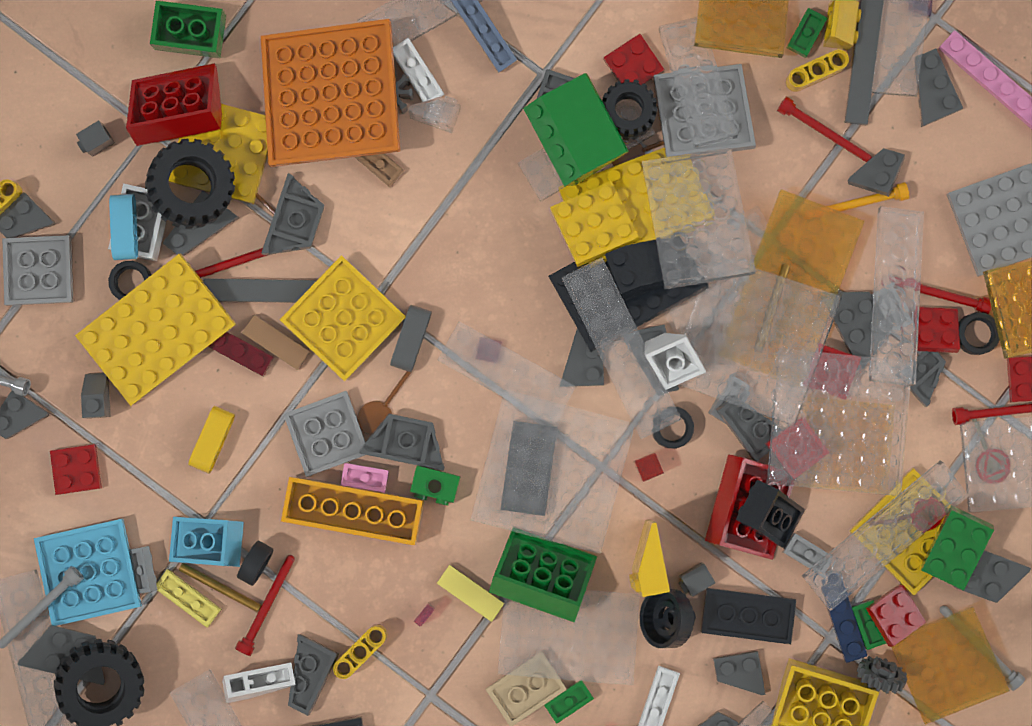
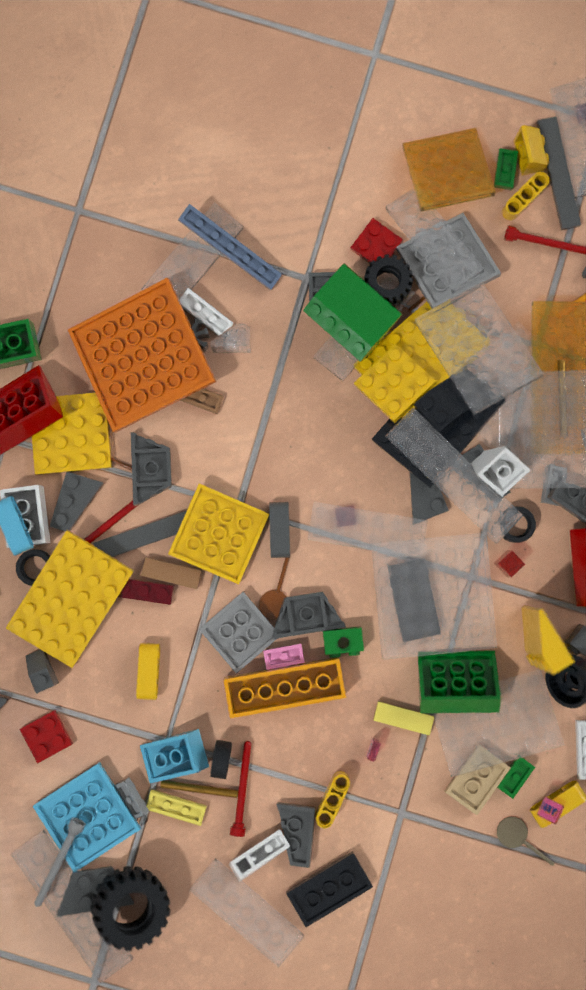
camera: 25 degrees left, 0 degrees up
(210, 163) = (54, 445): black tyre -> none

